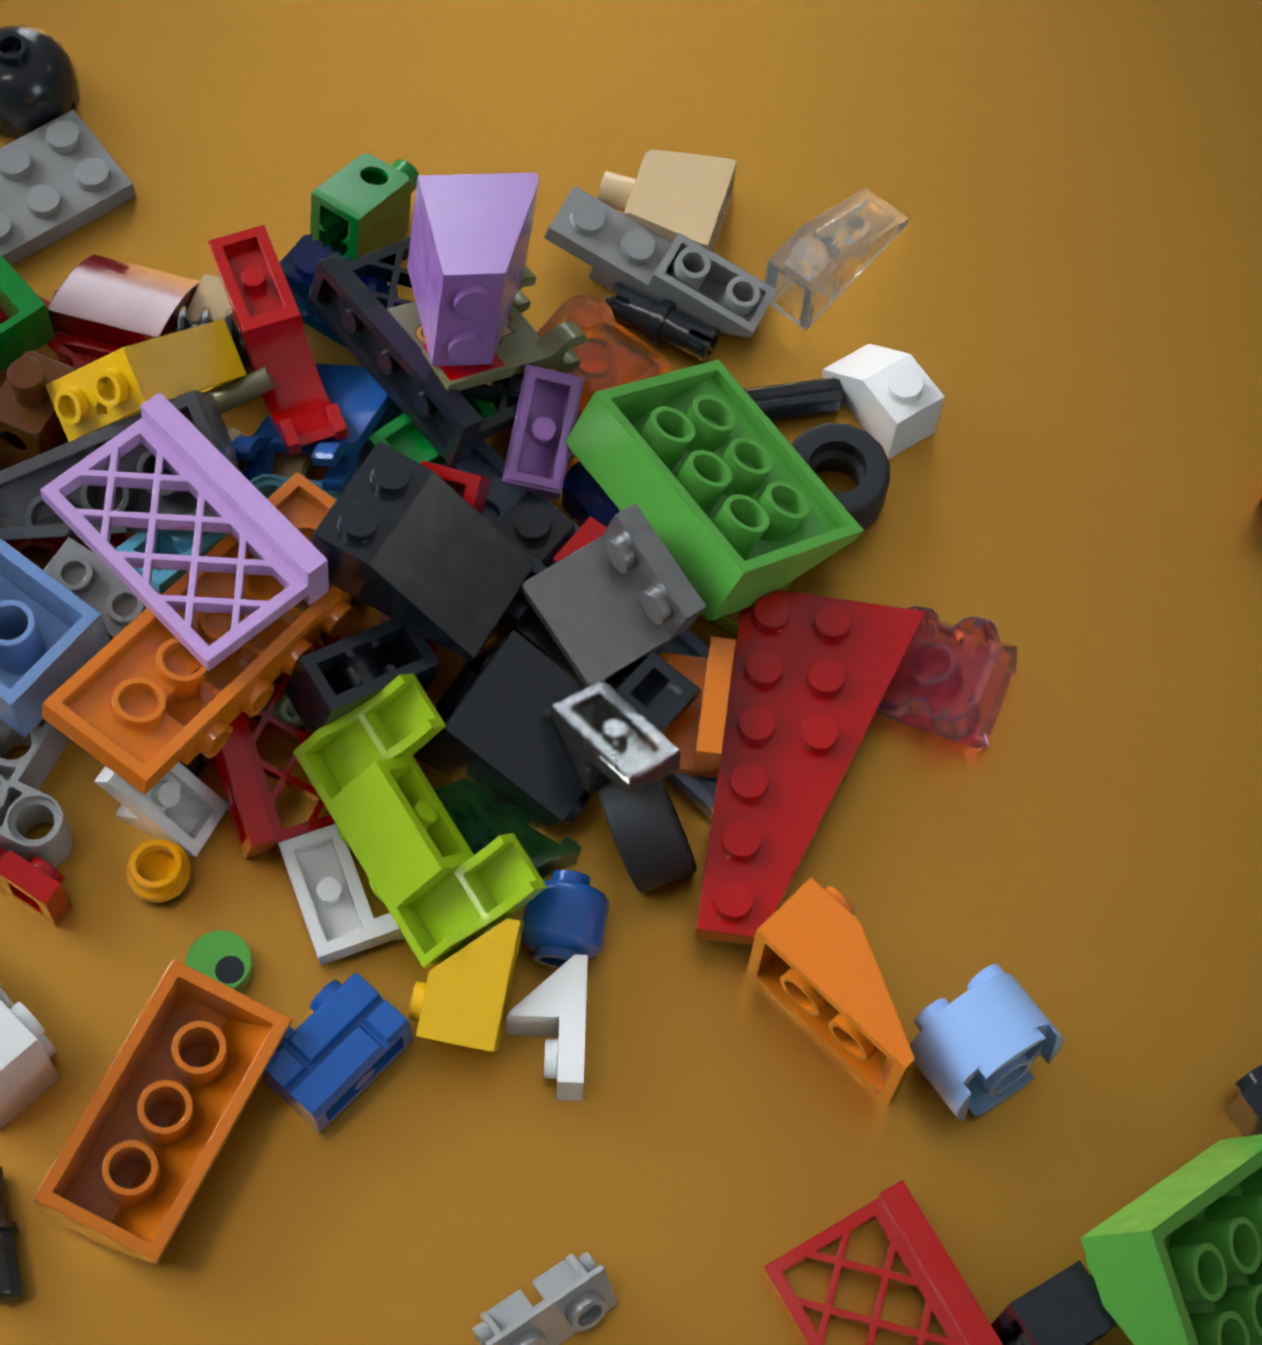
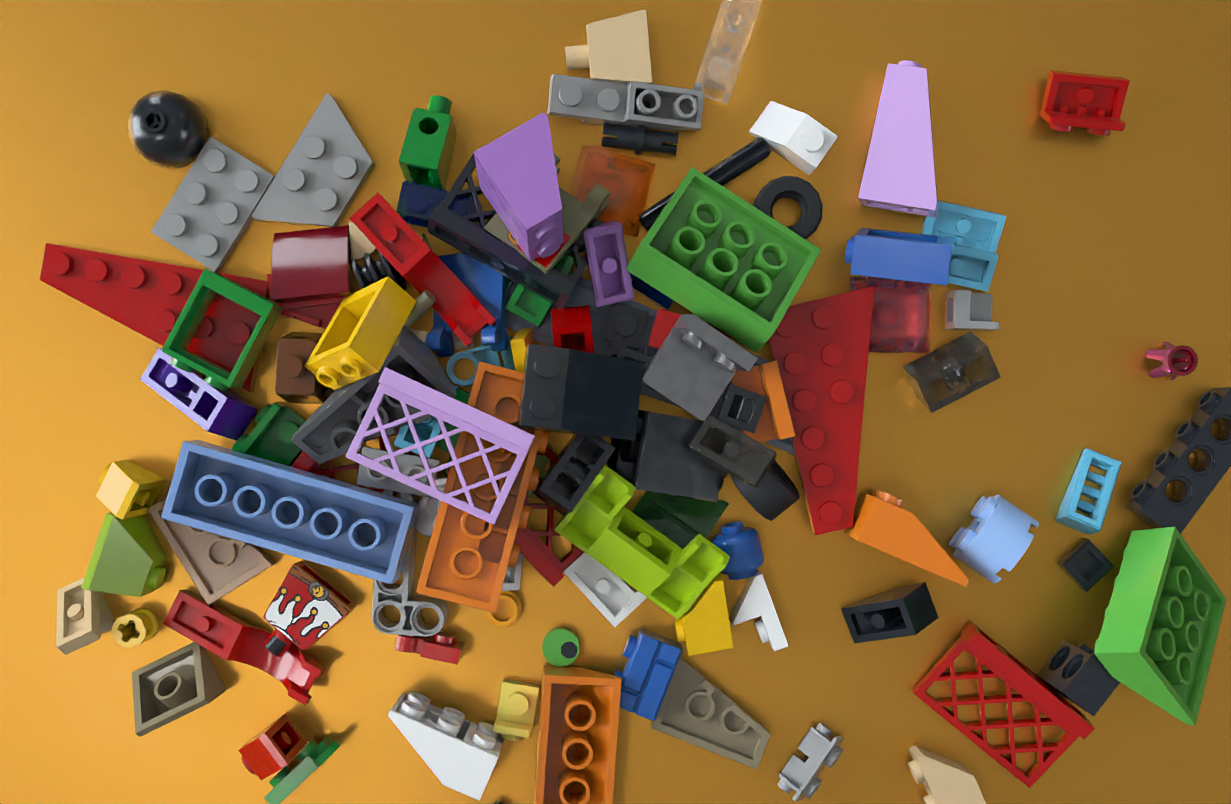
camera: 20 degrees left, 25 degrees up
(96, 1030) = (516, 710): none -> light yellow bracket
(188, 203) = (319, 173): none -> light grey wing
(403, 1168) = (709, 719): none -> dark tan wing
(773, 1111) = (891, 614): none -> black slope
(980, 574) = (900, 255): none -> blue window
(1002, 776) = (951, 371): none -> clear smoke brick
(1033, 457) = (901, 150): none -> lavender slope
(1061, 719) = (969, 311): none -> light grey panel
(1079, 622) = (974, 242): none -> medium azure slope
(1124, 1168) = (1085, 564): none -> black tile
(1142, 1086) = (1071, 501): none -> medium azure slope

